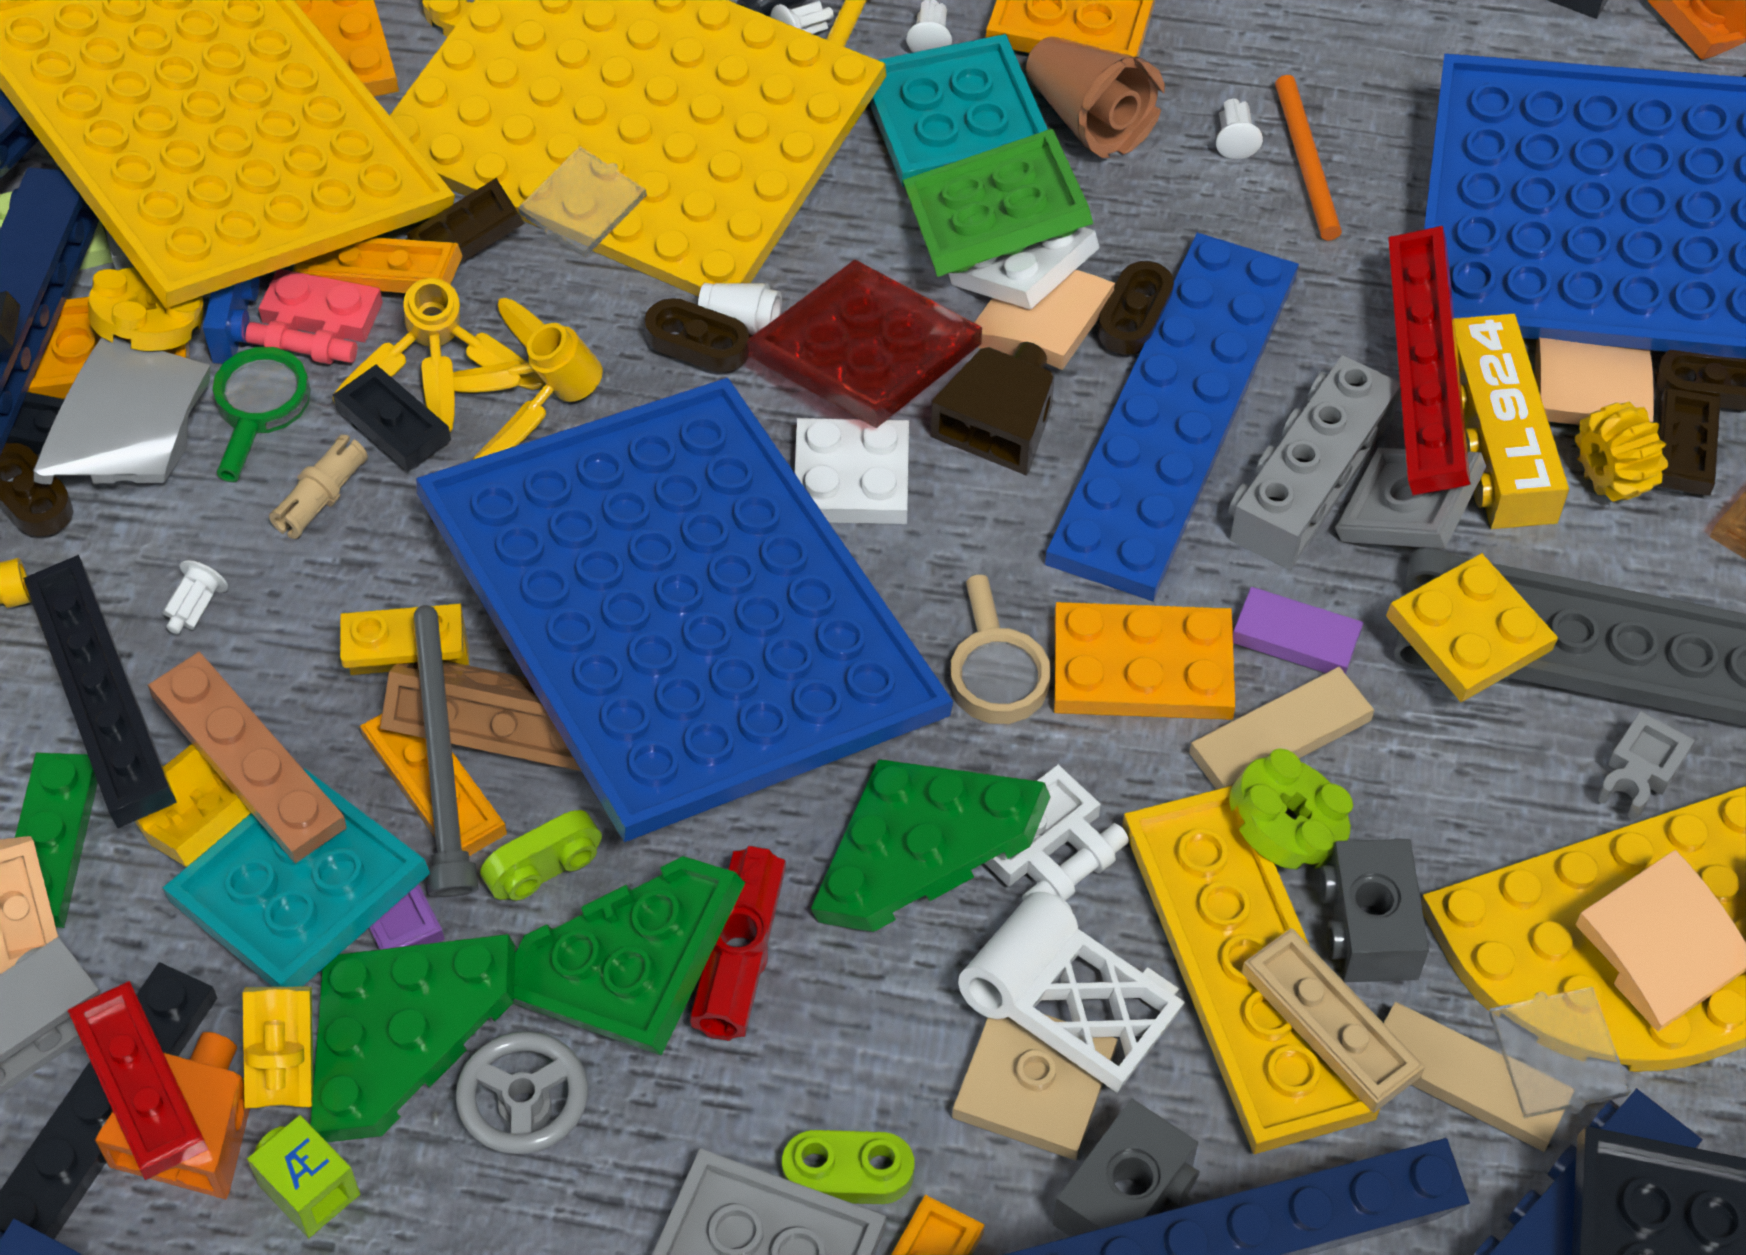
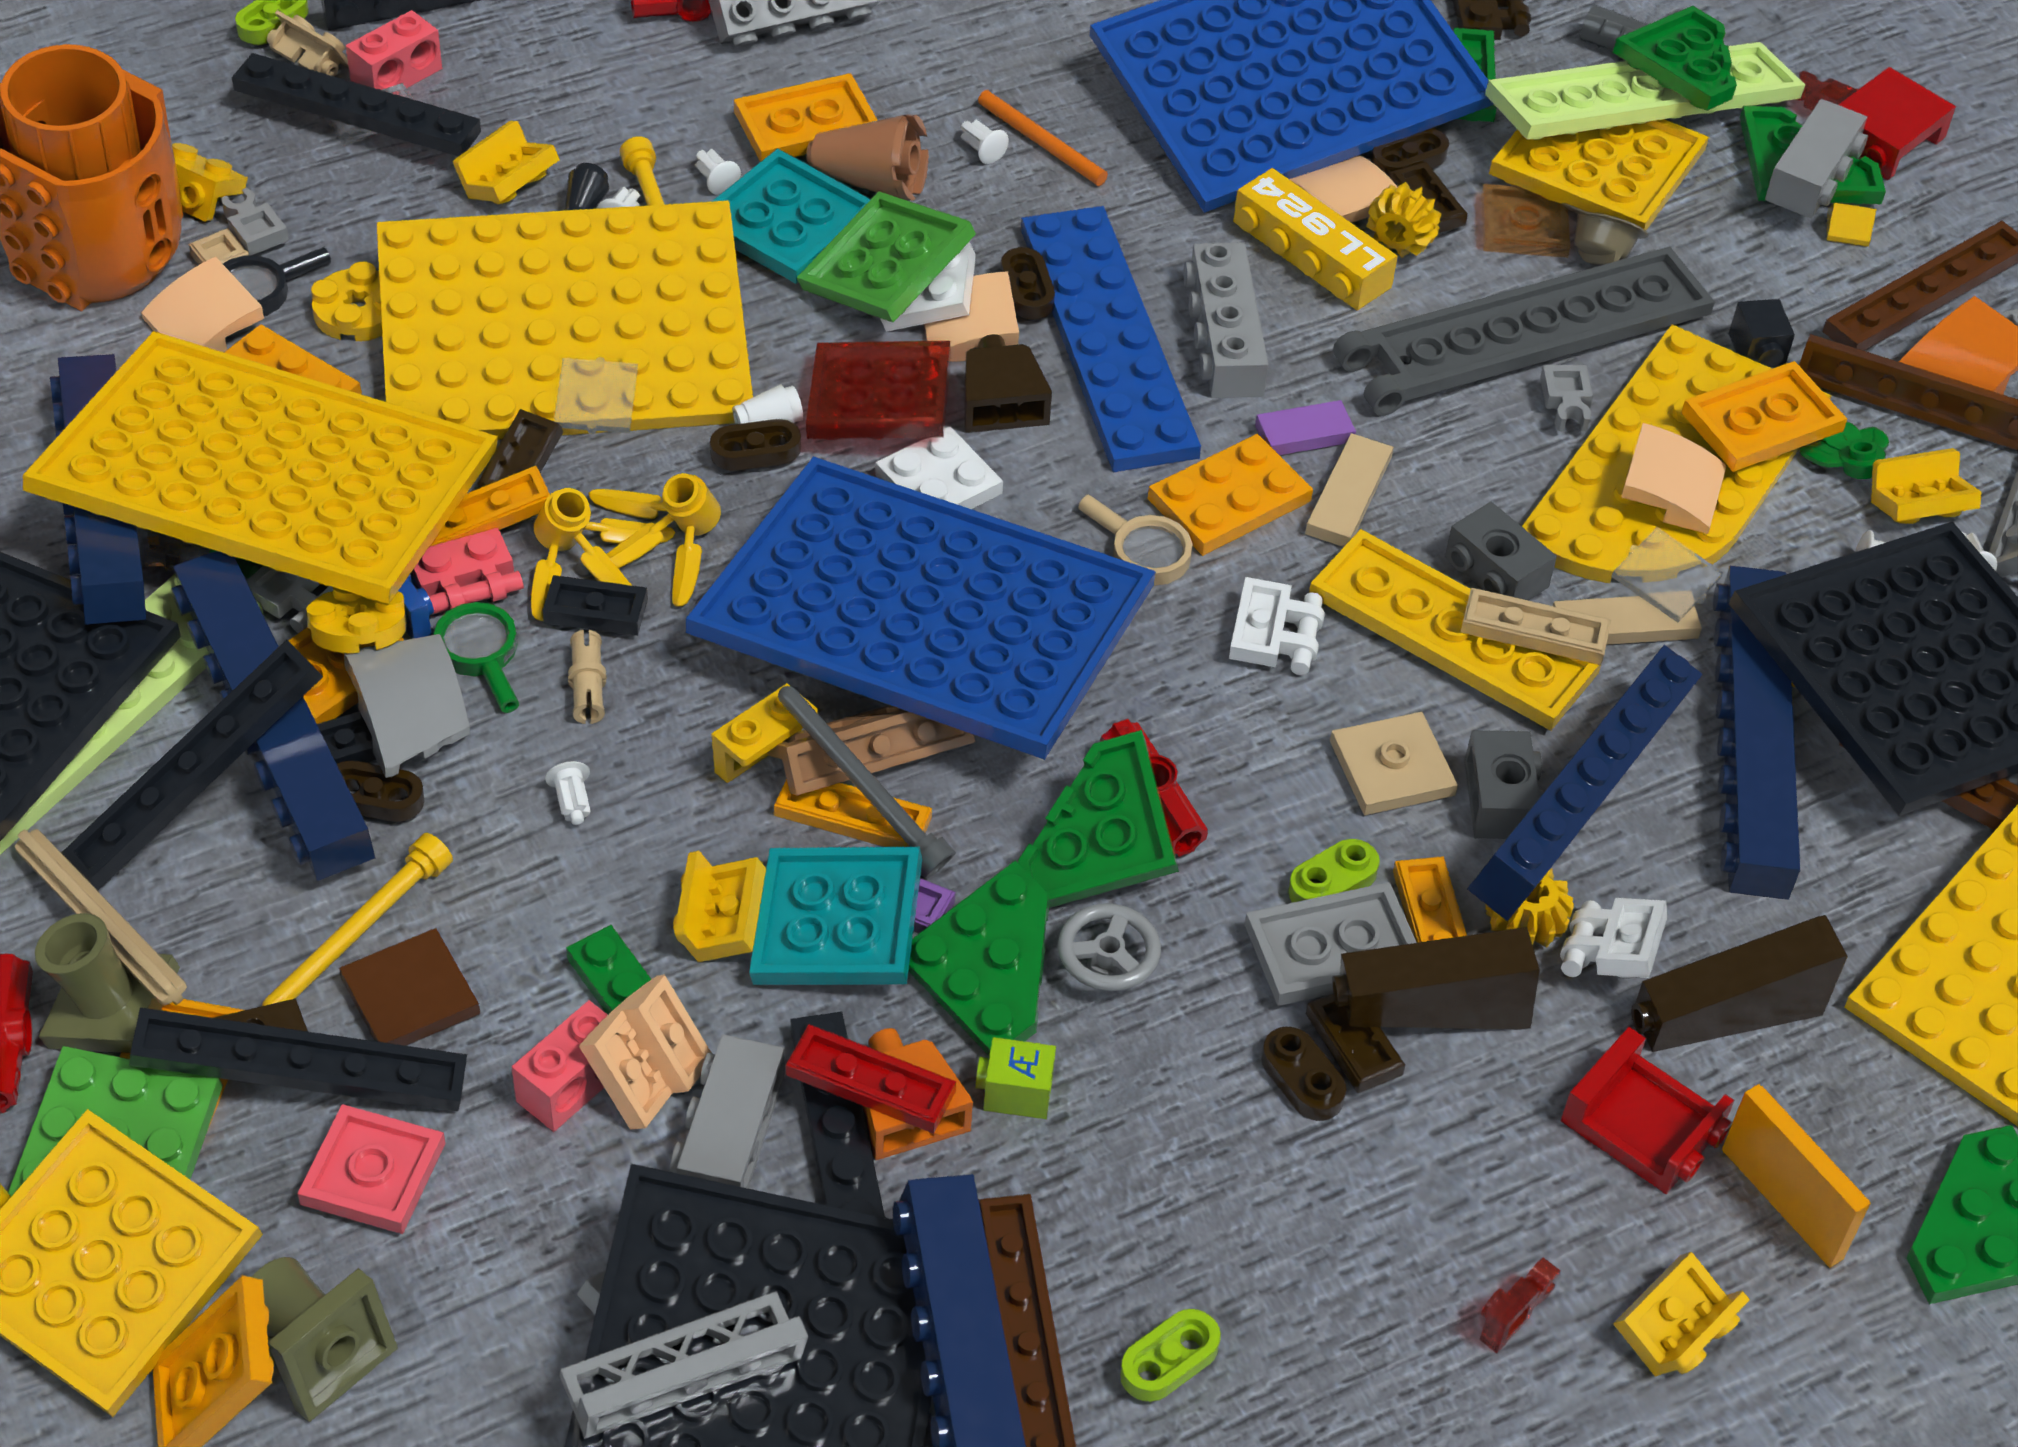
camera: 40 degrees left, 5 degrees down
(99, 692) = (584, 875): black plate -> none
(247, 757) = (737, 853): nougat plate -> none
(277, 1046) = (937, 1006): yellow hips -> none
(541, 854) = (974, 820): lime plate -> none
(922, 836) = (1207, 663): green plate -> none
(1022, 969) = (1341, 701): white piece -> none
(1284, 782) = (1406, 526): lime plate -> none
(1388, 514) = (1305, 311): light grey tile -> none
(1428, 362) = (1253, 218): red plate -> none
(1471, 627) = (1414, 364): yellow plate -> none

